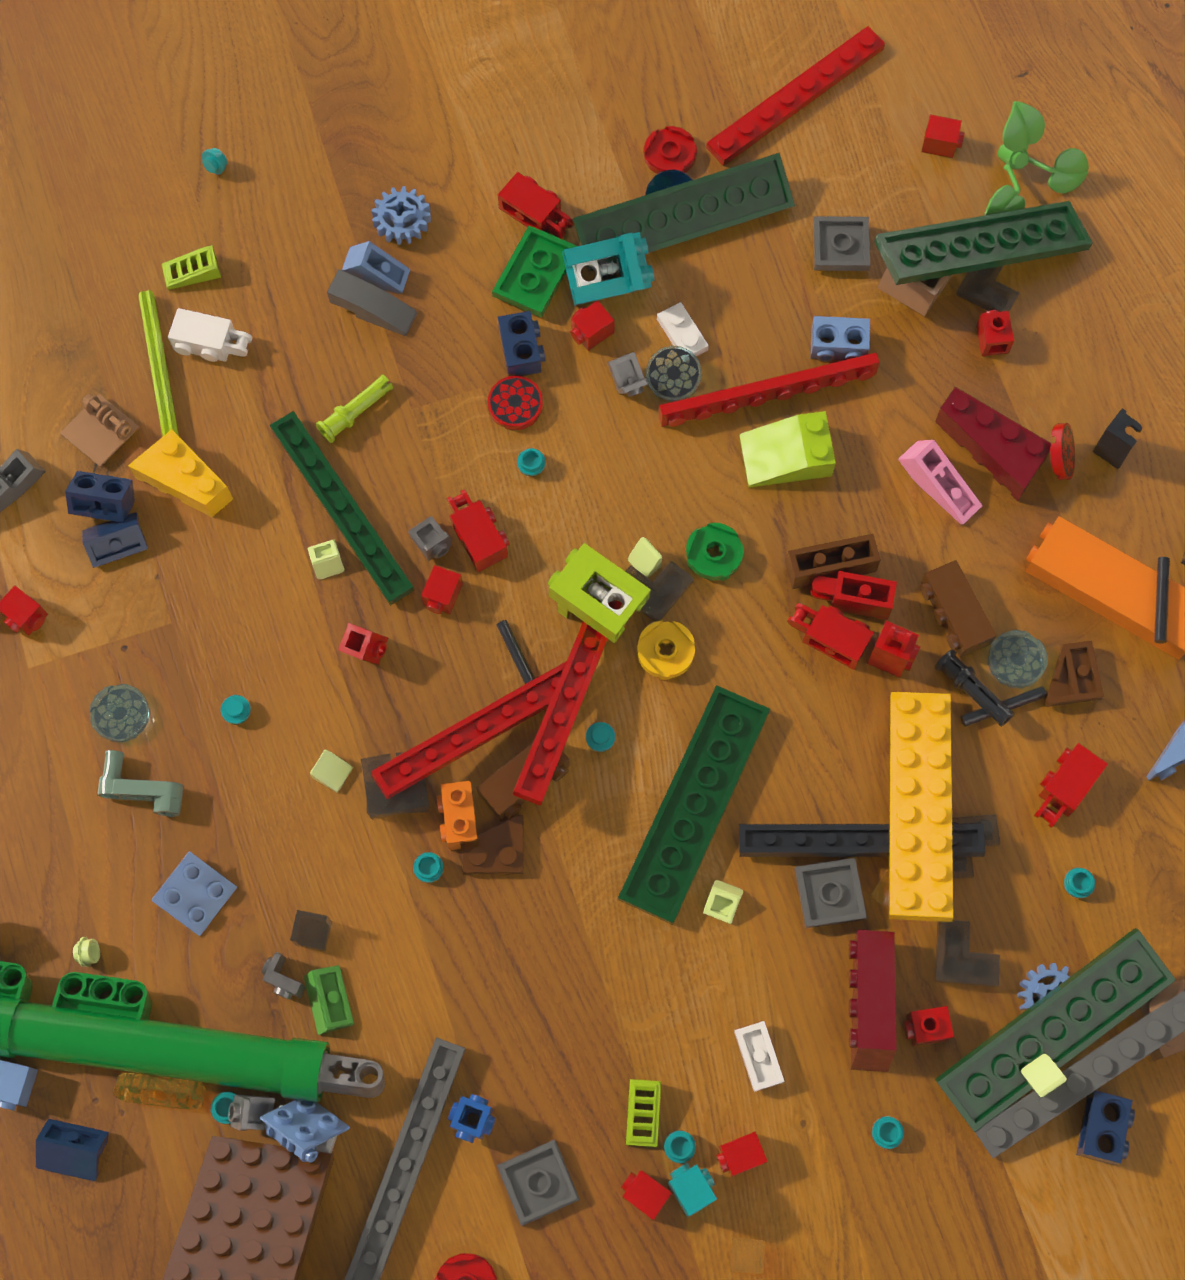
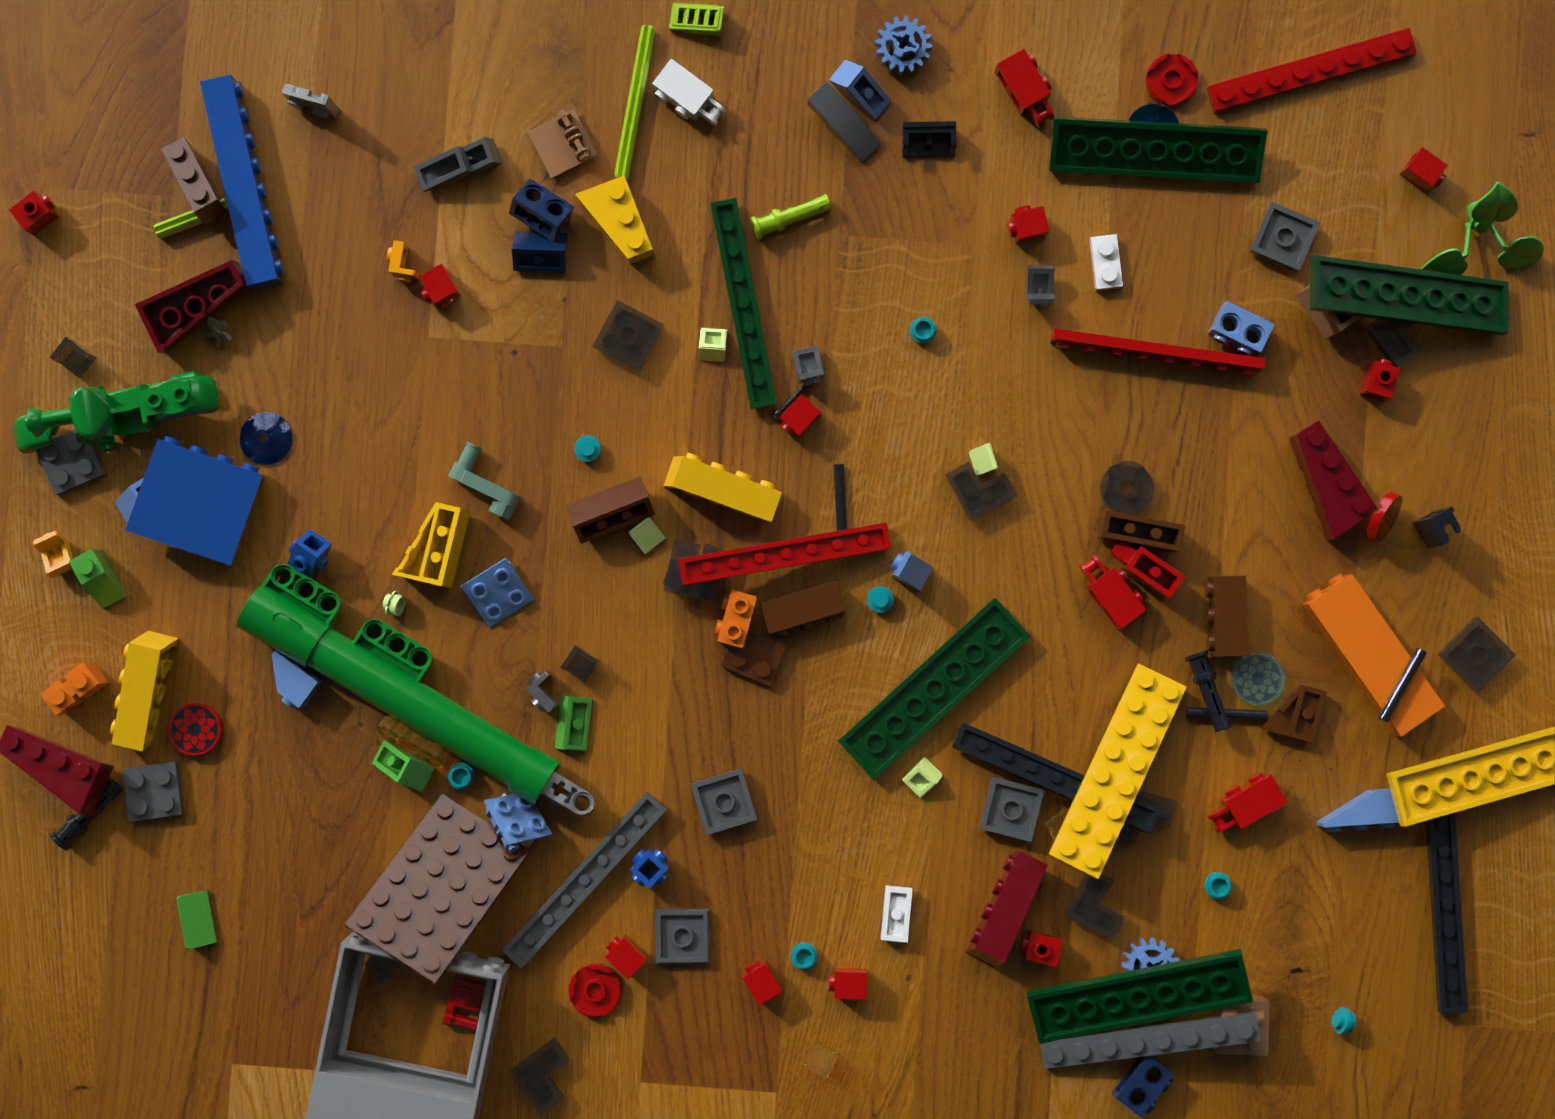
camera: 25 degrees right, 15 degrees up
(70, 1149) = (328, 756): dark blue panel -> none
(111, 872) = (437, 547): none -> yellow wedge
(119, 713) = (490, 410): clear light blue tile -> none
(157, 1123) = (402, 766): none -> bright green slope
(235, 583) = (628, 335): none -> clear smoke plate
(247, 1110) = (478, 789): flat silver bracket -> none
(282, 758) = (610, 510): none -> reddish brown brick
(363, 644) = (715, 438): red brick -> none
(390, 688) = (723, 487): none -> yellow wedge
(417, 597) = (778, 412): none -> black hinge
(428, 867) = (695, 649): teal plate -> none
(461, 287) = (928, 138): none -> black hinge
(477, 531) = (850, 375): red brick -> none
(483, 1230) = (625, 955): none -> red brick
(515, 402) = (932, 268): tile -> none
(519, 344) = (953, 215): dark blue brick -> none
(523, 1013) = (724, 801): none -> dark grey plate
(533, 272) = (1000, 150): green plate -> none
(561, 713) = (867, 558): red plate -> none
(579, 576) = (908, 463): lime brick -> none
(618, 692) = (911, 570): none -> medium blue slope
(631, 262) = (1086, 193): teal brick -> none
(643, 1085) = (795, 898): lime slope -> none
(668, 633) = (973, 533): yellow plate -> none
(673, 373) = (1080, 300): tile -> none
(692, 1188) = (799, 995): teal brick -> none
(721, 566) = (1060, 478): green plate -> none
(788, 450) = (1148, 413): lime slope -> none
(808, 516) = (1139, 479): none -> clear smoke plate
(887, 1132) = (971, 1014): teal plate -> none
(894, 649) = (1156, 632): red brick -> none
(940, 479) = (1267, 495): bright pink slope -> none
(1043, 1075) = (1112, 1028): yellowish green slope -> none

